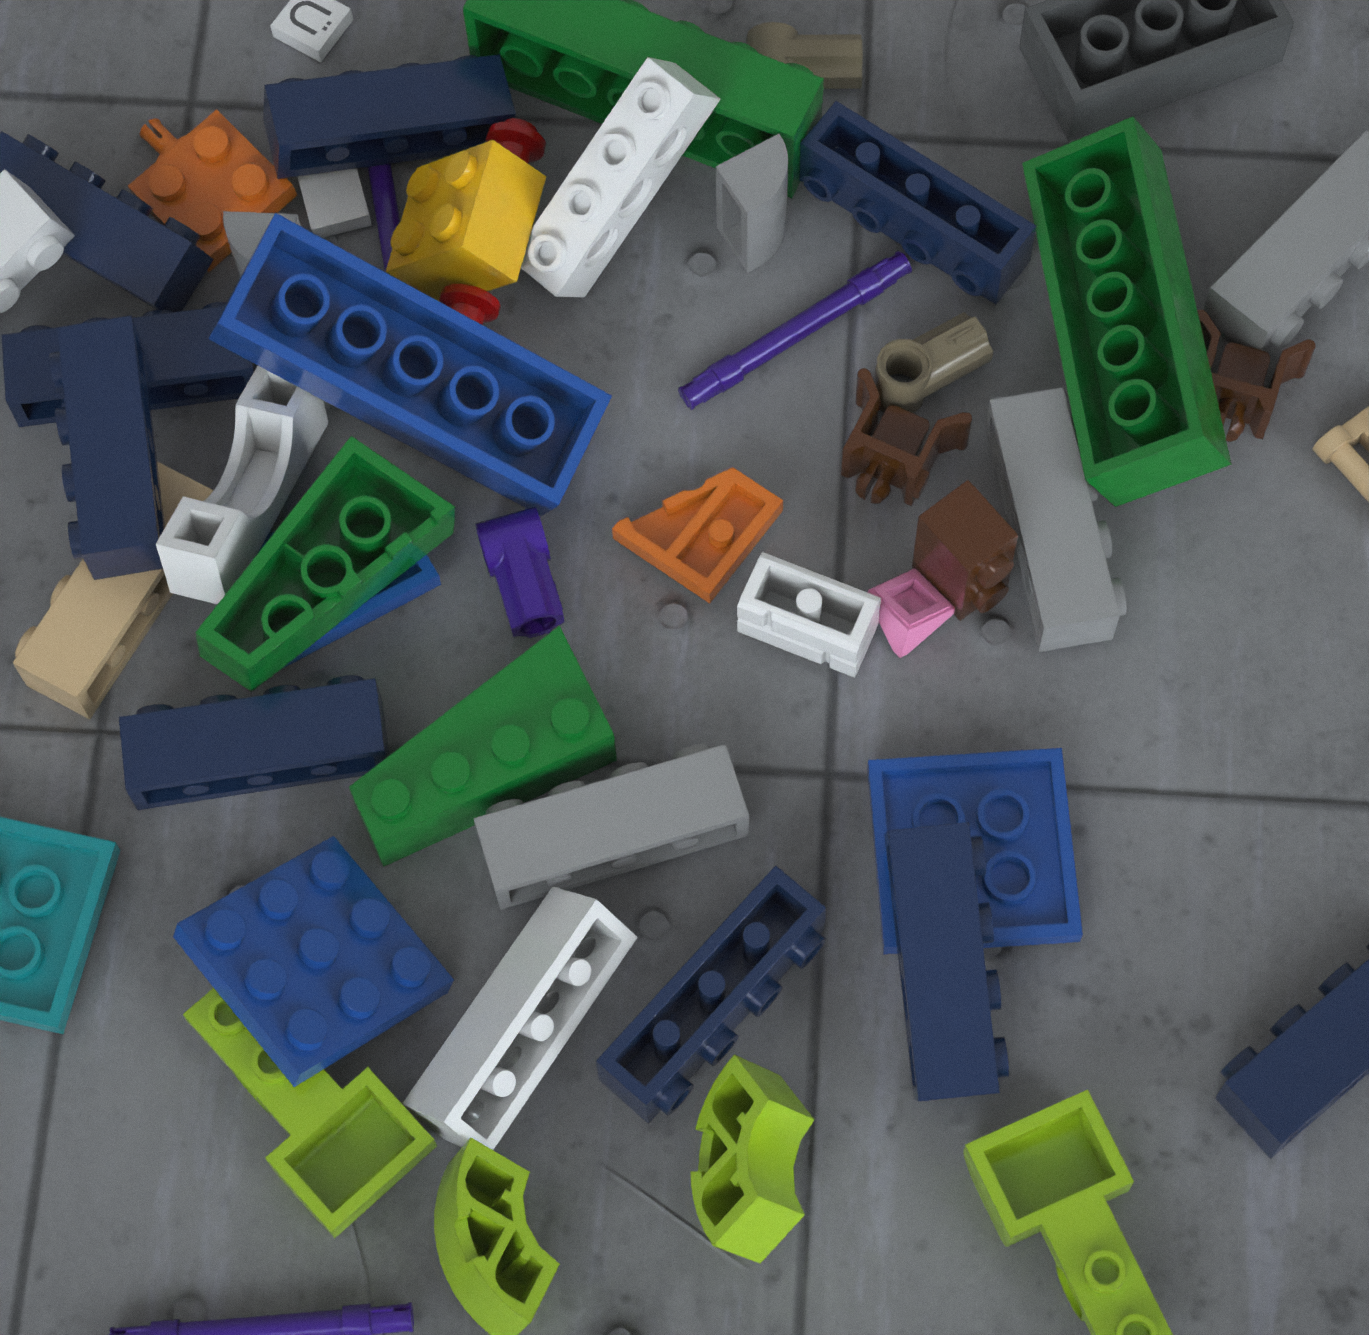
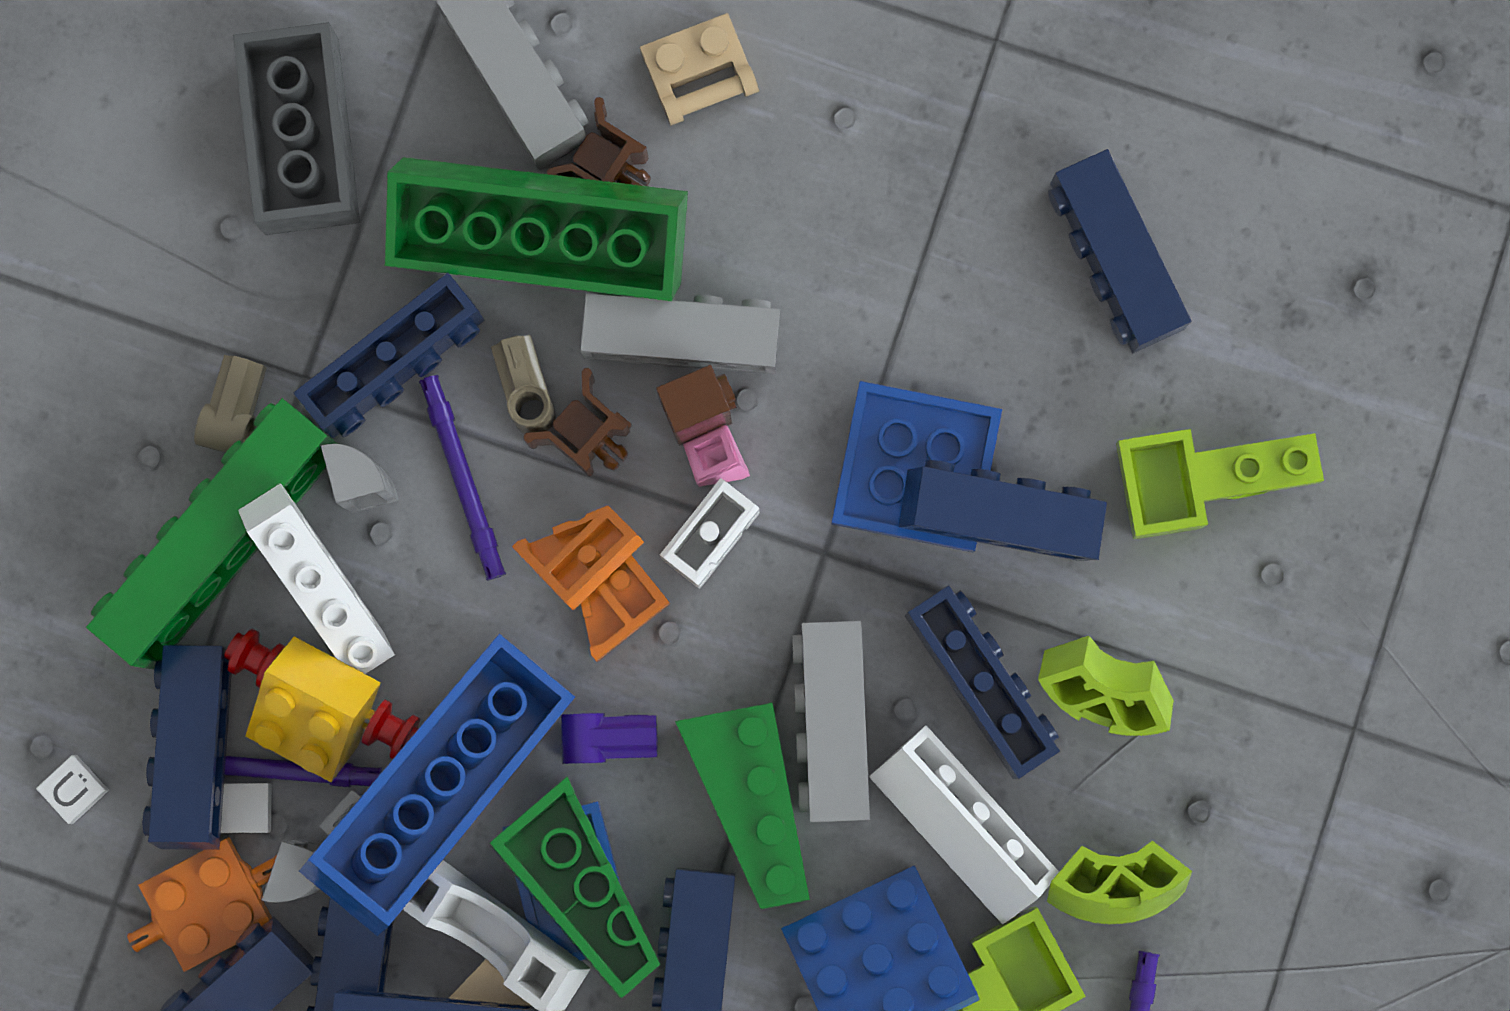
camera: 75 degrees left, 15 degrees up
(737, 470) = (581, 553): none -> orange wing

